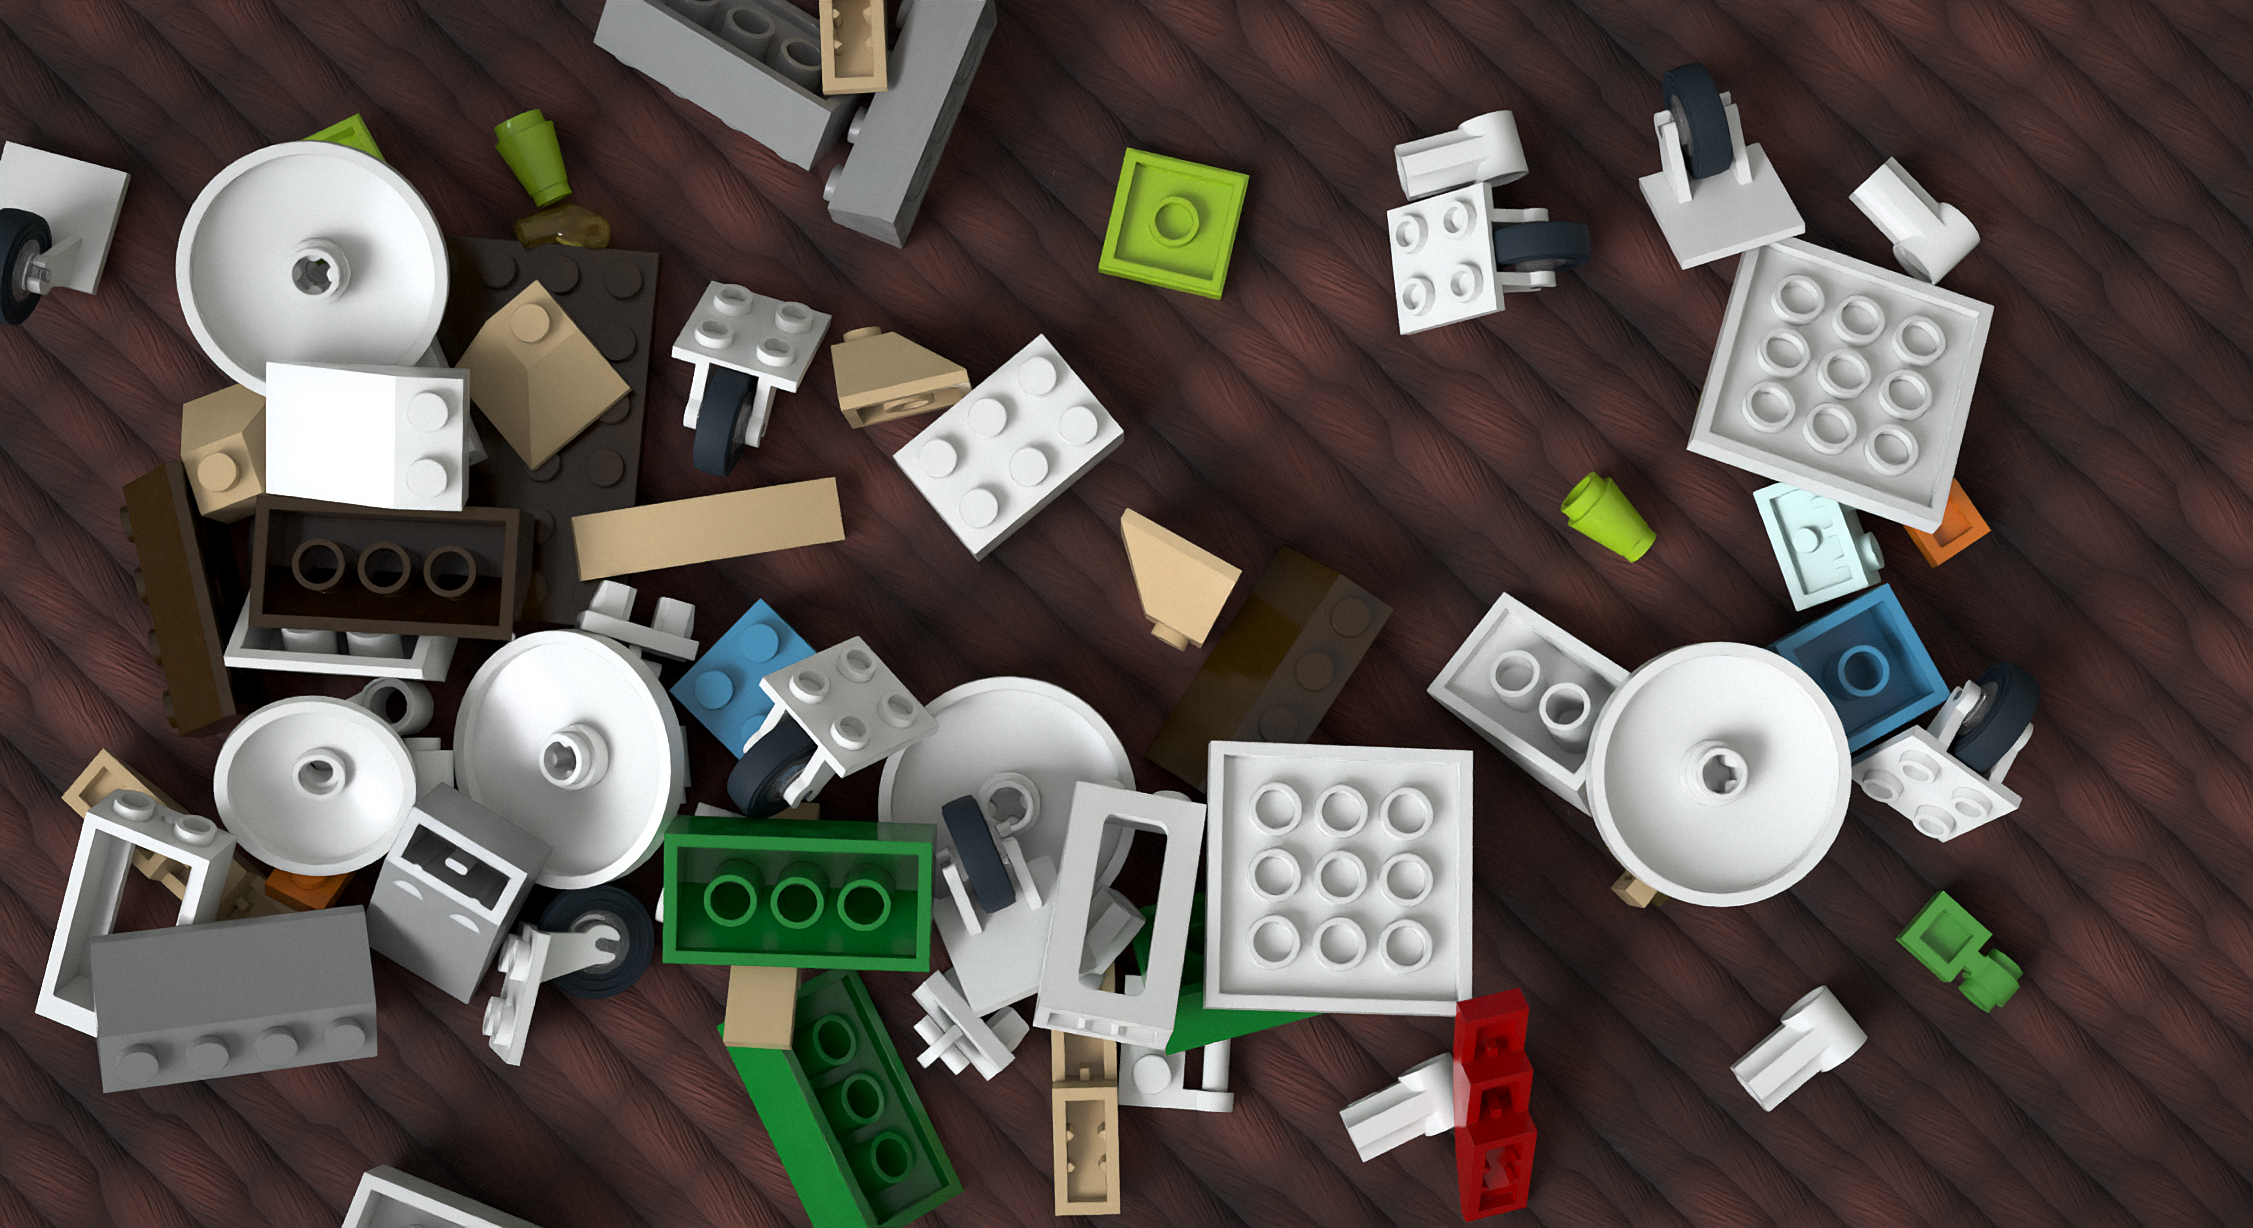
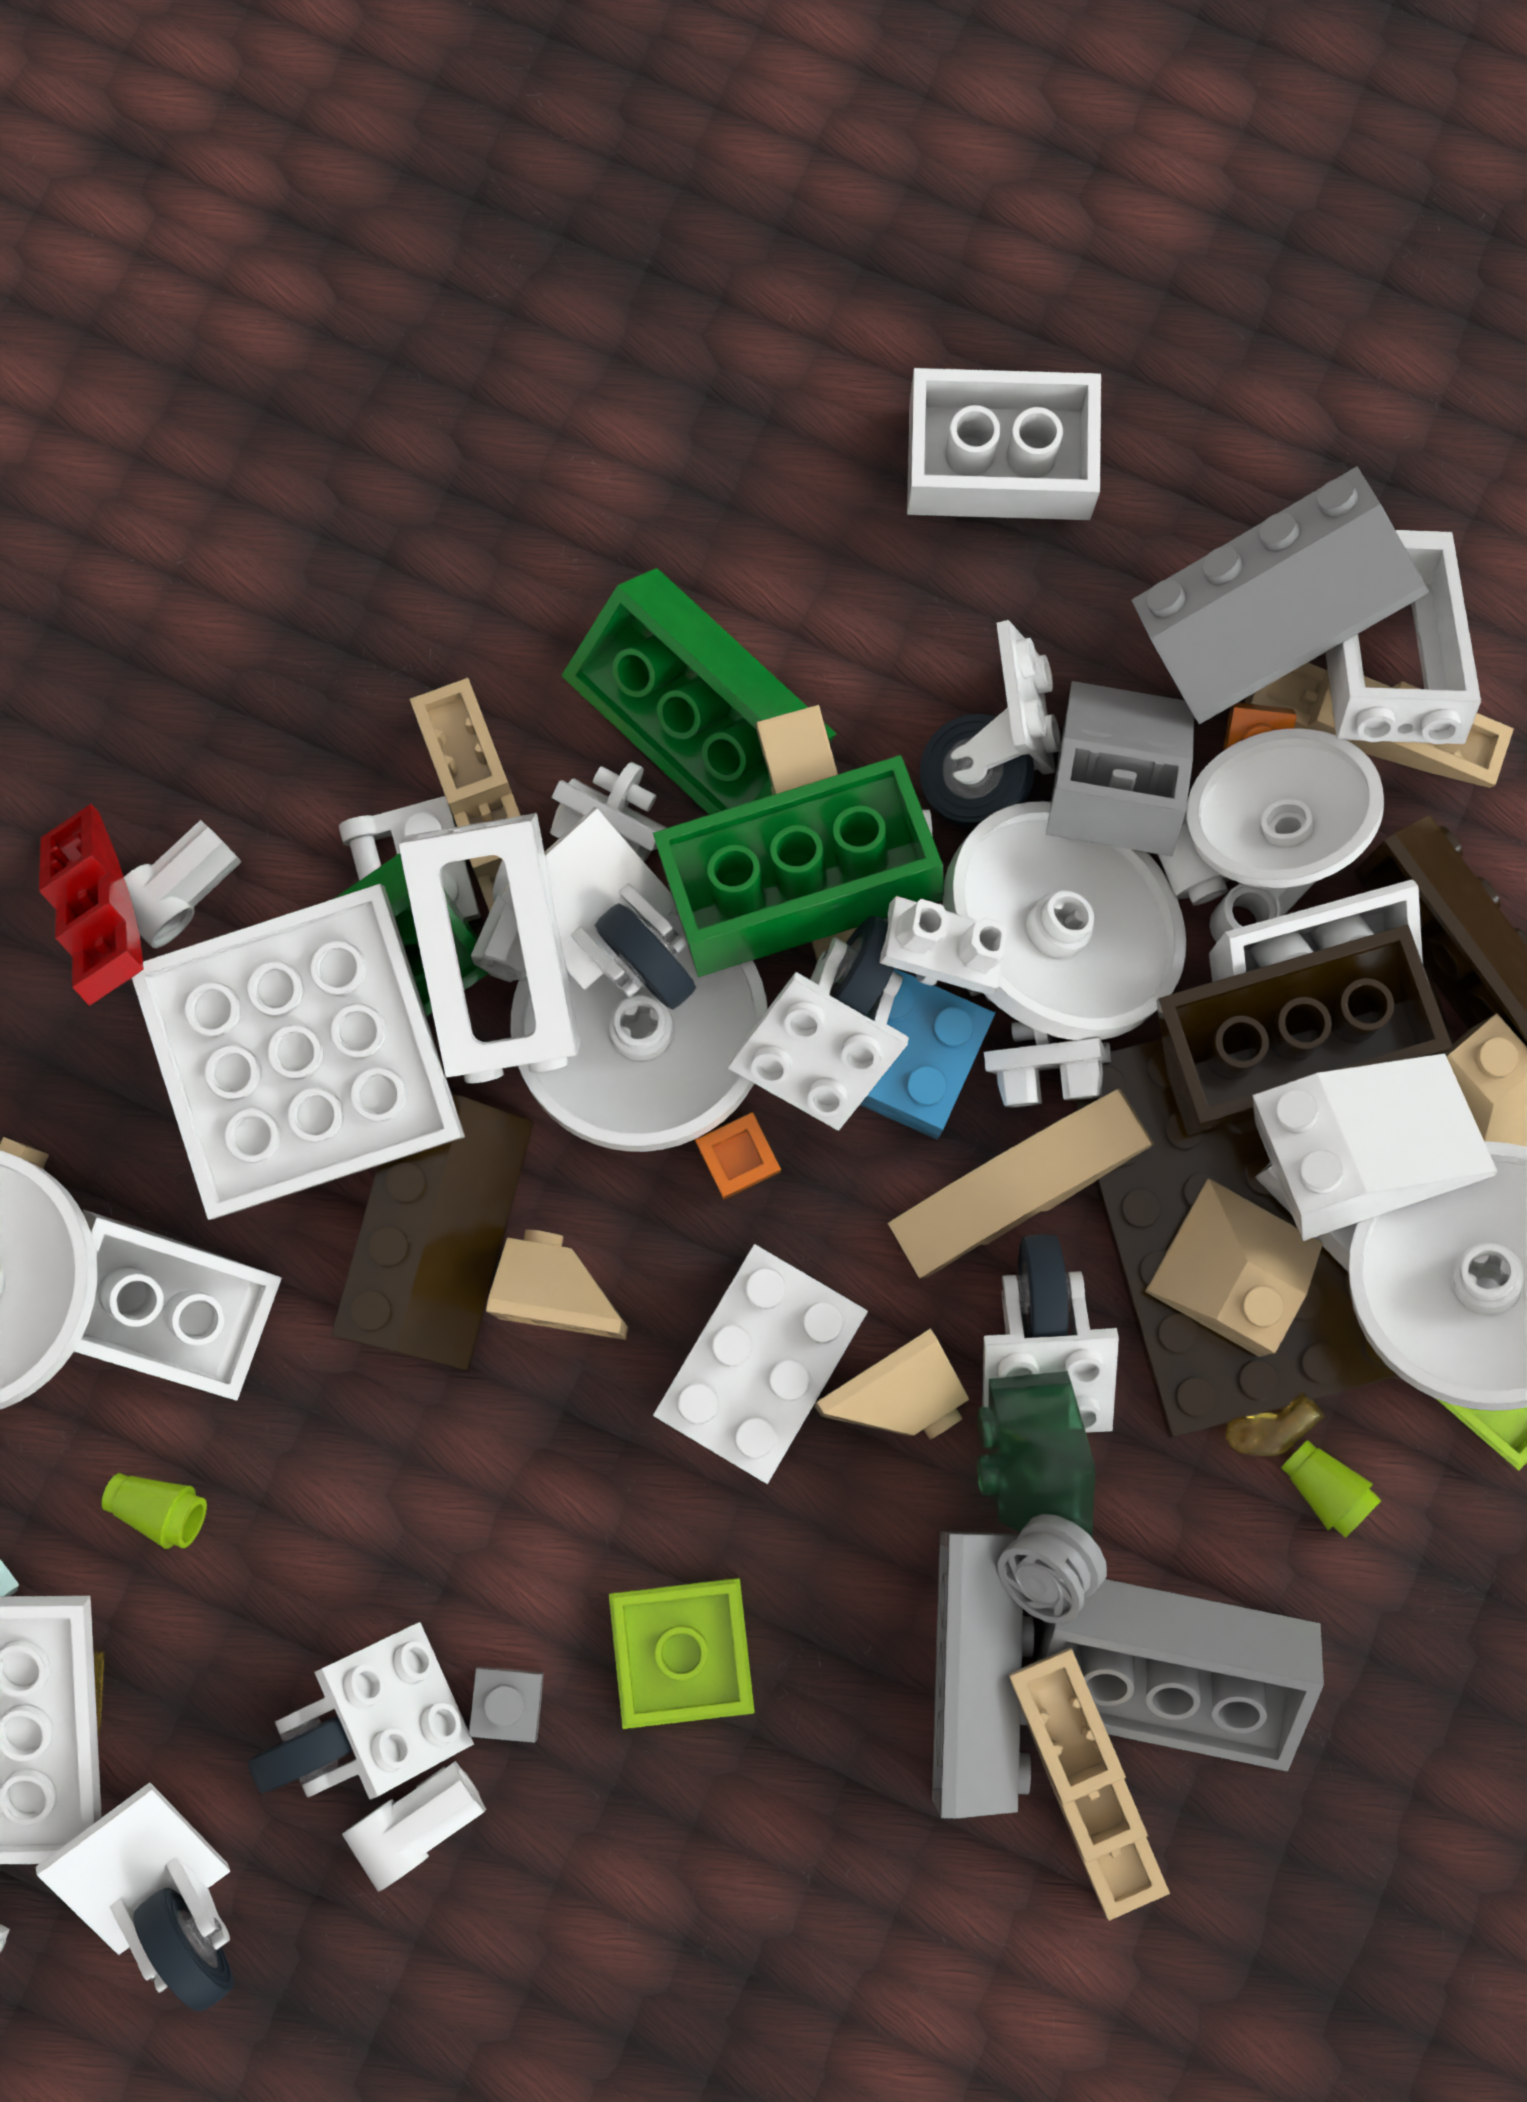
camera: 160 degrees right, 5 degrees down
(692, 755) = (944, 945): none -> white hips
(787, 264) = (1036, 1451): none -> clear green slope
(813, 164) = (1052, 1568): none -> light grey wheel
(960, 650) = (738, 1155): none -> orange plate
(1346, 234) = (506, 1704): none -> light grey plate

